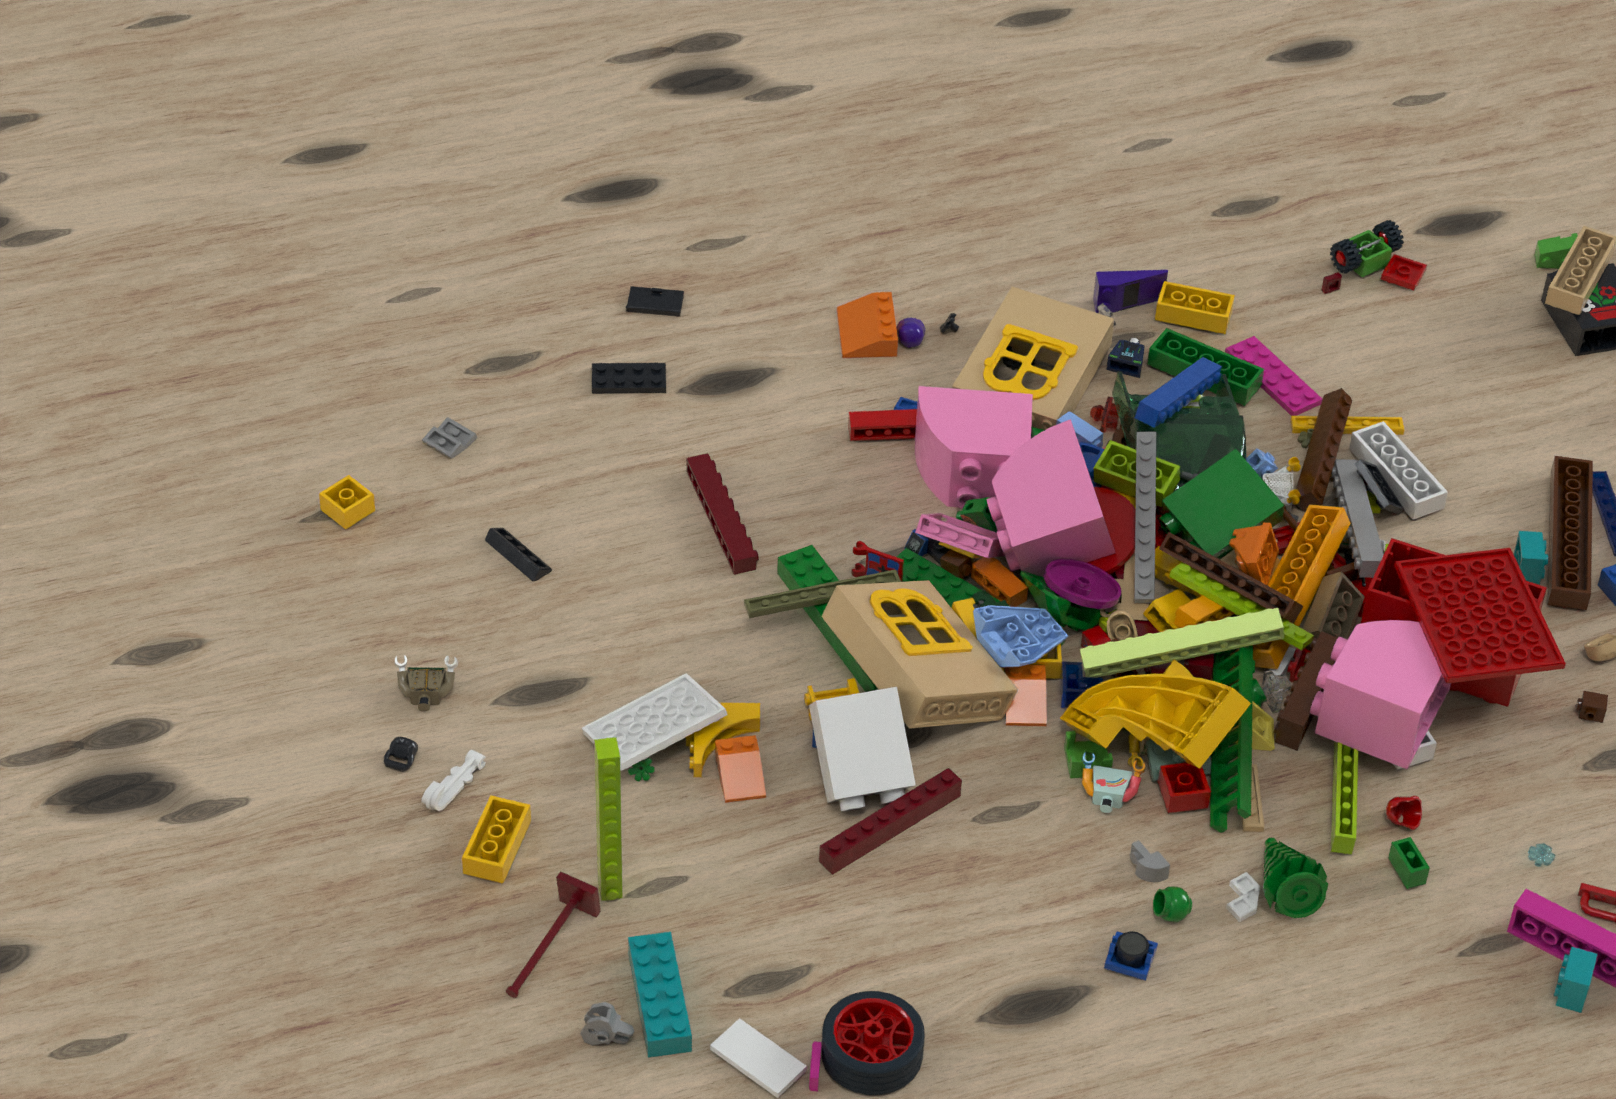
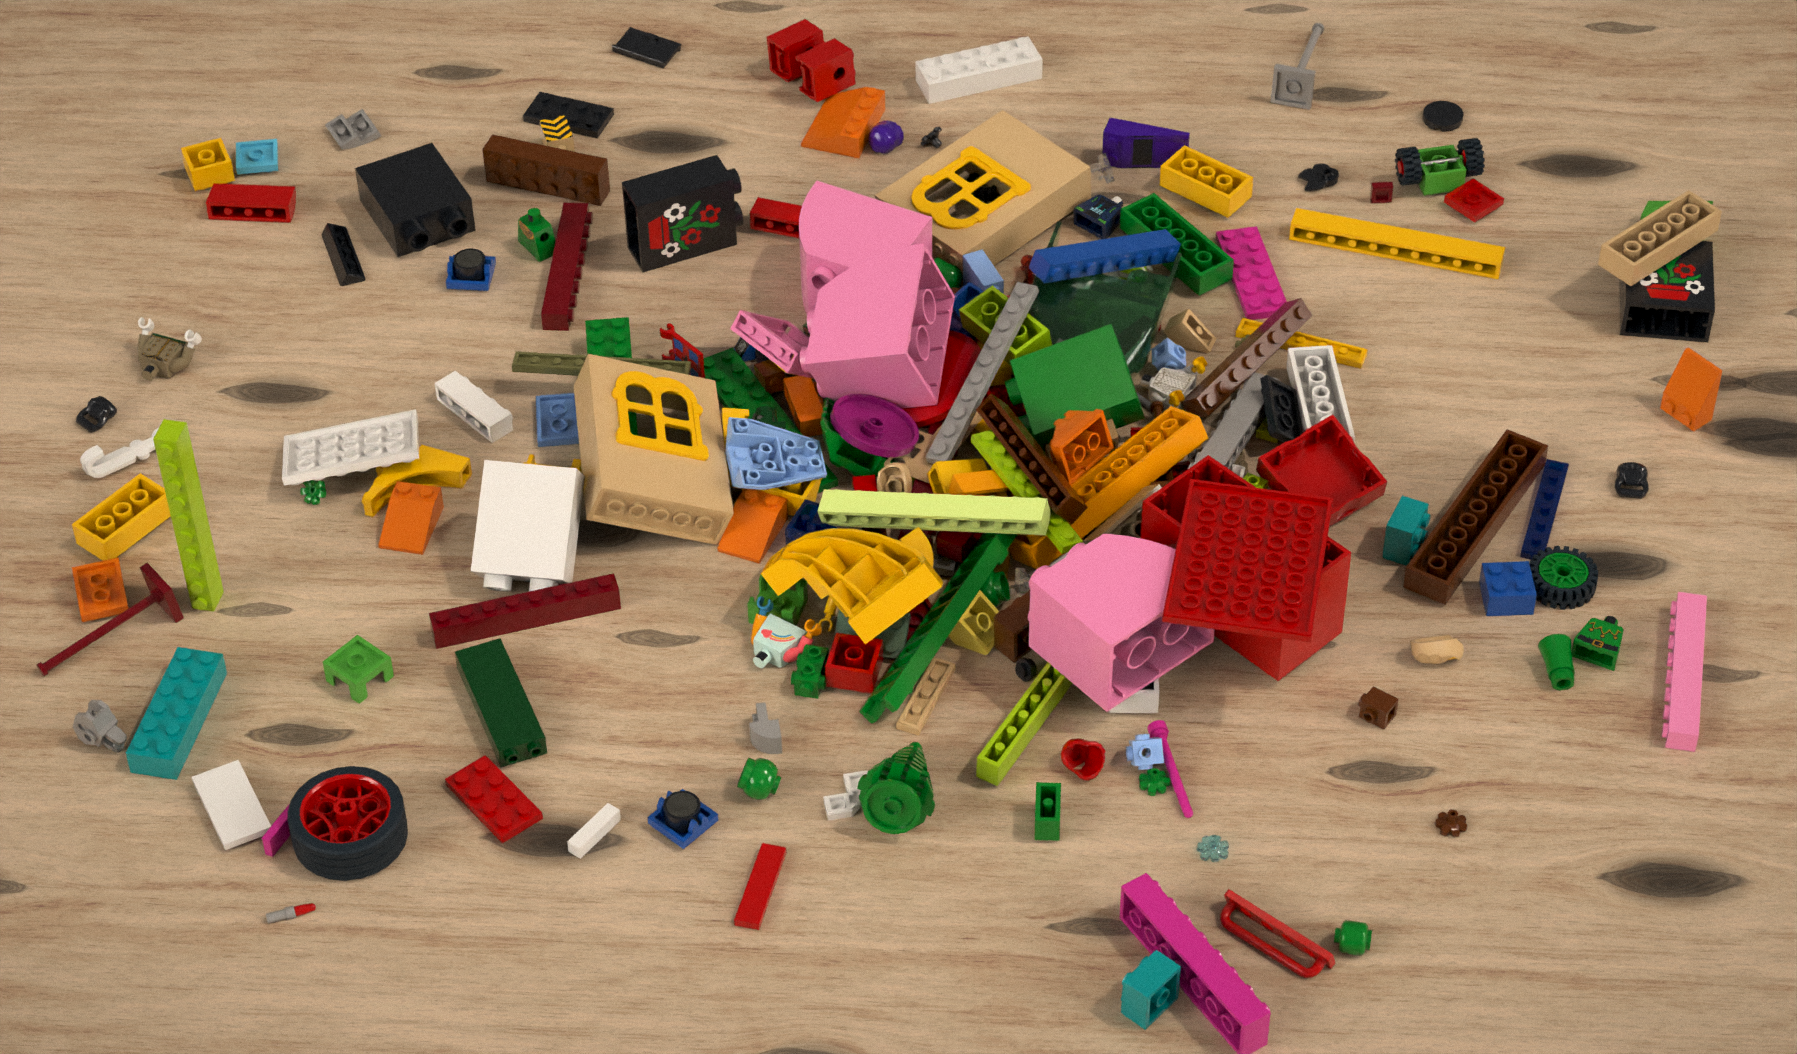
camera: 25 degrees right, 0 degrees up
(383, 482) = (256, 156): none -> medium azure plate
(408, 527) = (251, 202): none -> red brick
(515, 907) = (100, 589): none -> orange plate
(557, 488) = (415, 199): none -> black brick
(641, 404) = (557, 133): none -> piece
(643, 538) = (470, 270): none -> piece
(652, 432) = (546, 170): none -> reddish brown brick
(681, 492) = (536, 234): none -> green torso
(726, 657) = (474, 406): none -> white brick
(786, 907) = (356, 665): none -> bright green panel
(799, 273) = (803, 52): none -> red piece
(802, 442) = (681, 212): none -> black brick
(802, 649) = (556, 420): none -> medium blue tile
(922, 904) = (501, 702): none -> dark green brick
(950, 255) = (978, 69): none -> white brick
(967, 986) = (494, 799): none -> red plate
(1066, 987) = (594, 830): none -> white piece
(1152, 804) = (810, 673): none -> green brick
(1210, 208) = (1296, 84): none -> light grey tile
(1225, 991) = (760, 886): none -> red tile
(1262, 438) = (1189, 332): none -> tan slope
(1274, 281) = (1319, 177): none -> black plate
(1314, 753) = (1026, 669): none -> black plate
(1335, 206) = (1443, 115): none -> black tile
(1369, 323) = (1397, 243): none -> yellow brick
(1444, 523) = (1324, 465): none -> red tile
(1445, 774) = (1159, 729): none -> dark pink piece
(1449, 792) = (1153, 753): none -> light blue brick
(1464, 814) = (1154, 781): none -> green plant

